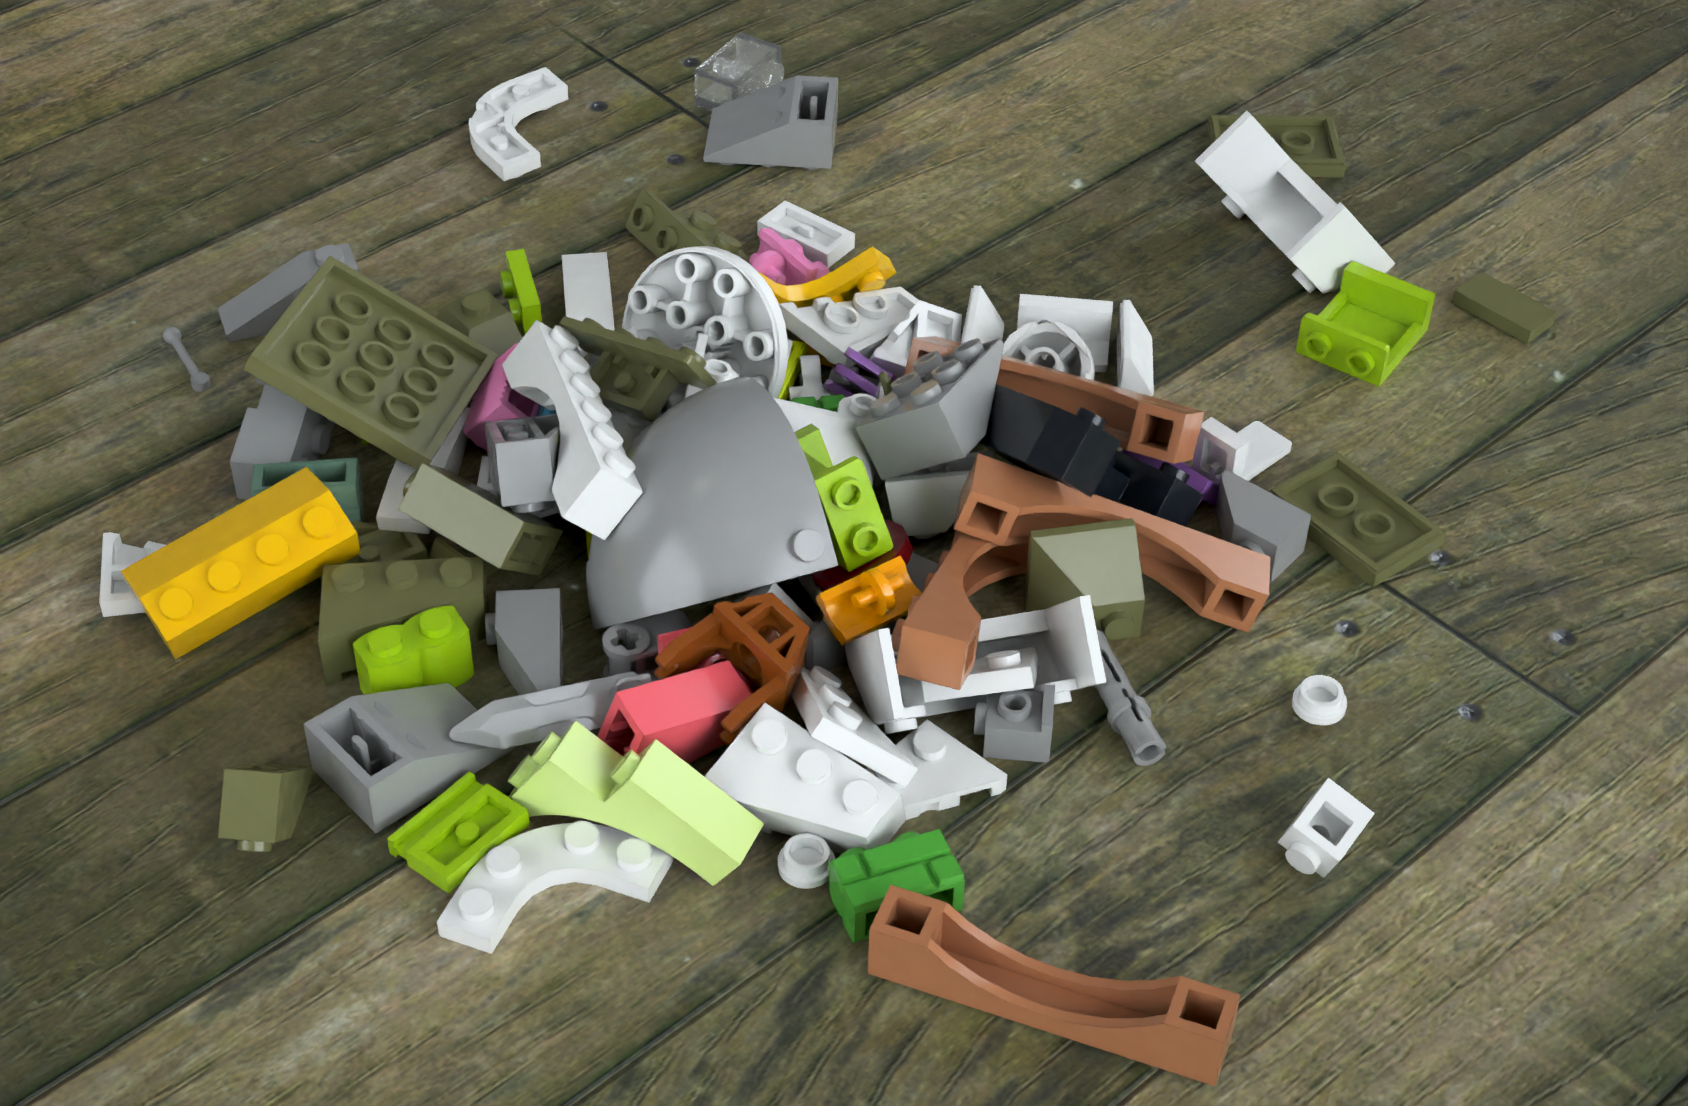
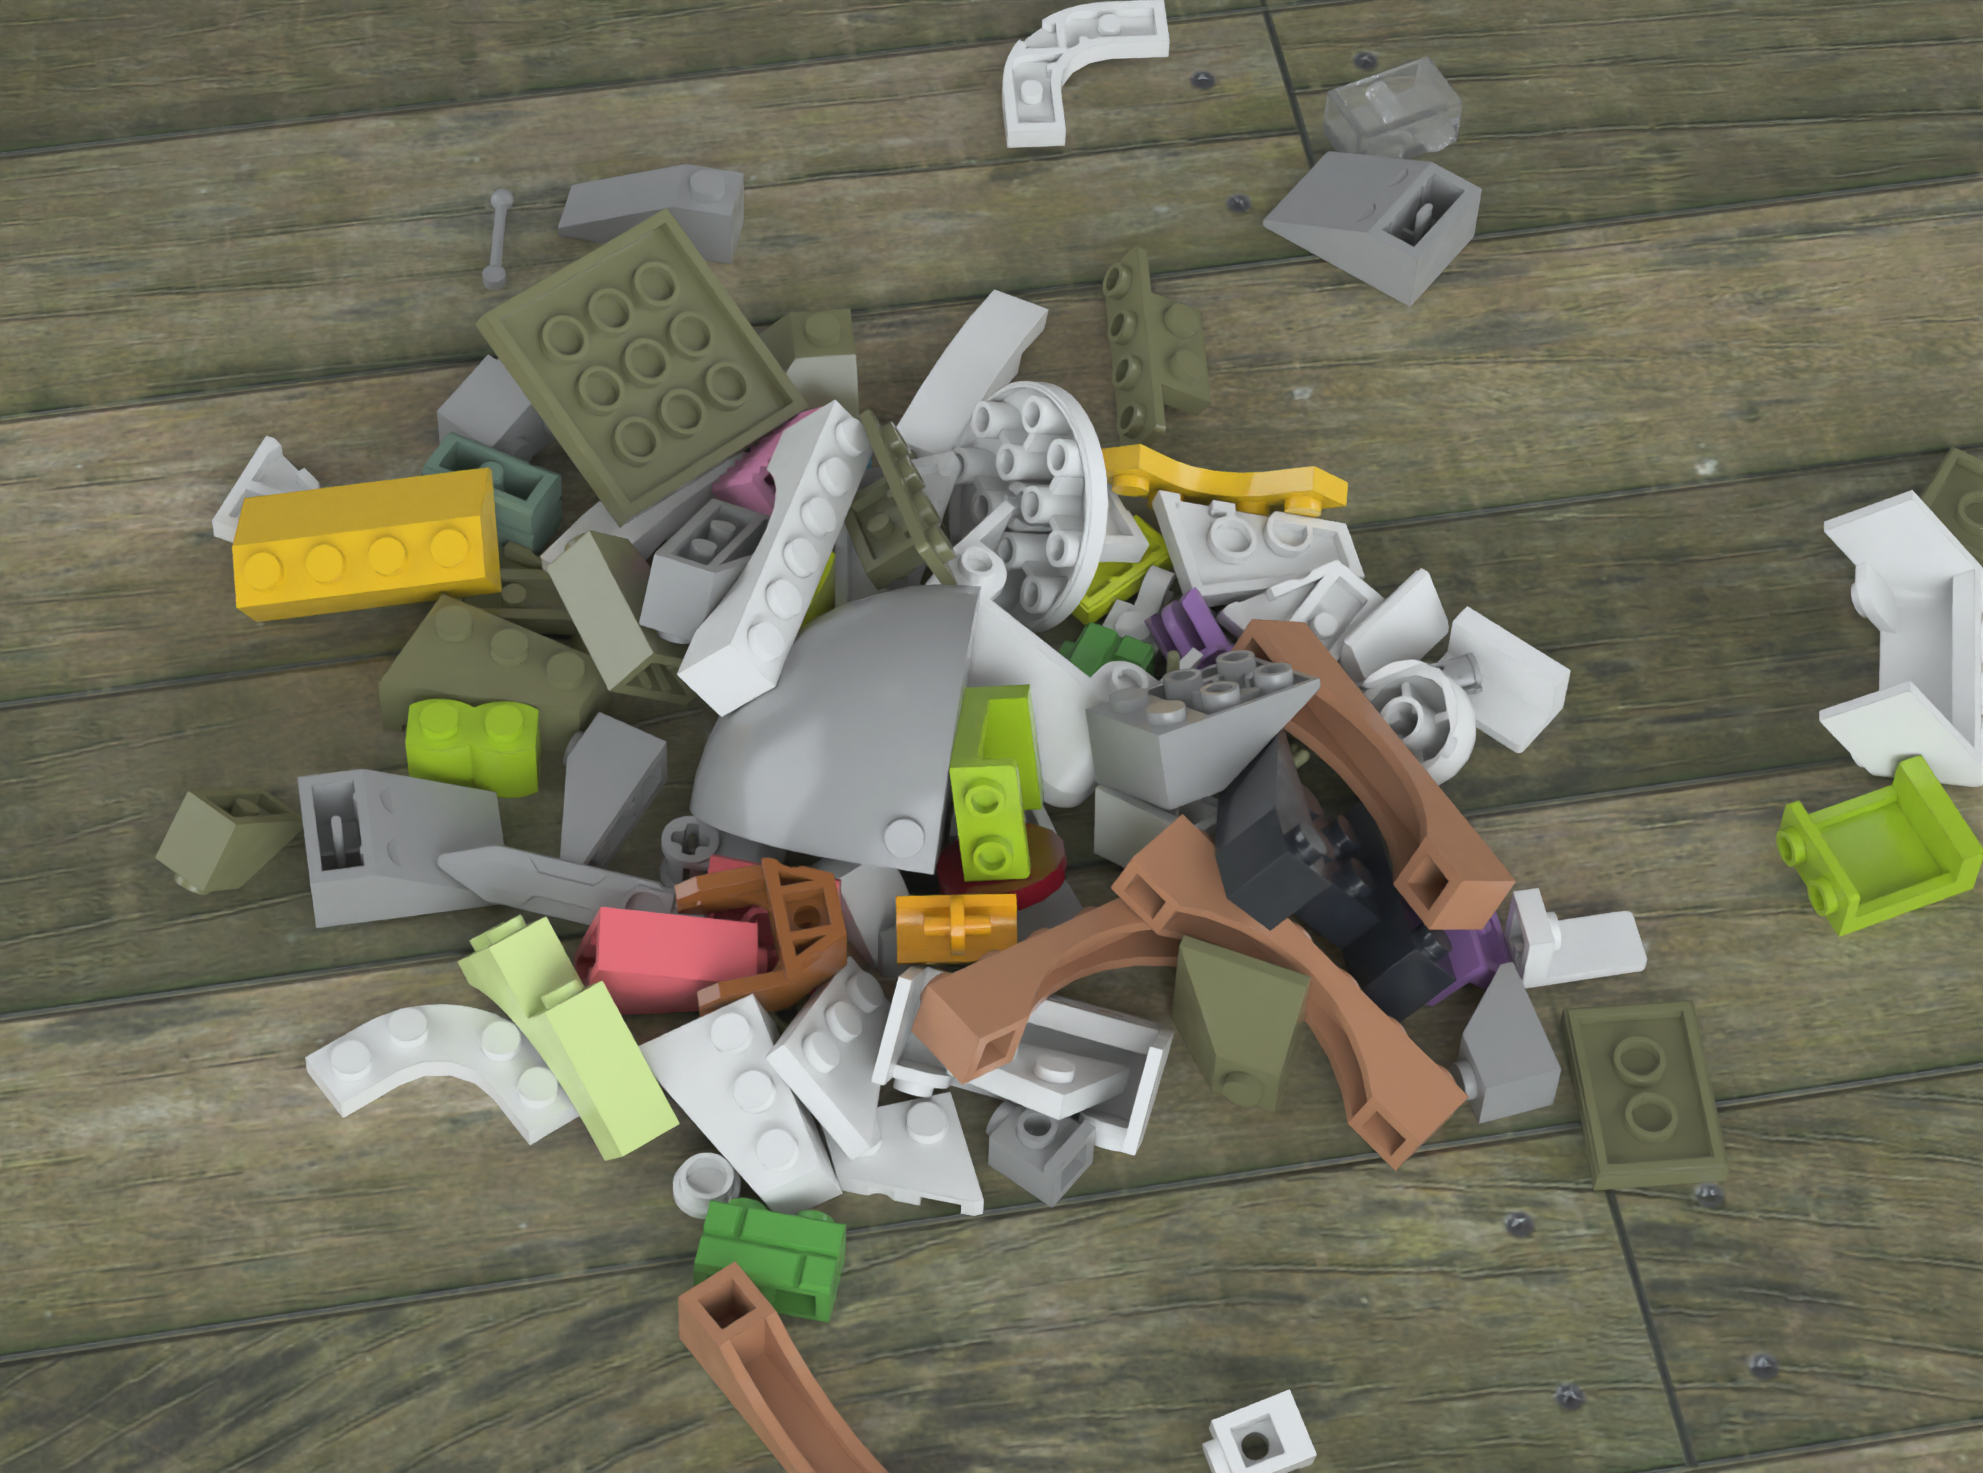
camera: 30 degrees right, 10 degrees up
(457, 831) = (391, 968): lime plate -> none
(519, 286) = (891, 350): lime plate -> none
(784, 260) = (1228, 427): bright pink hips -> none
(818, 236) = (1299, 393): white plate -> none
(1127, 711) = (1159, 1233): light grey pin -> none
(1134, 352) = (1561, 747): white slope -> none
(1319, 700) = (1397, 1295): white plate -> none

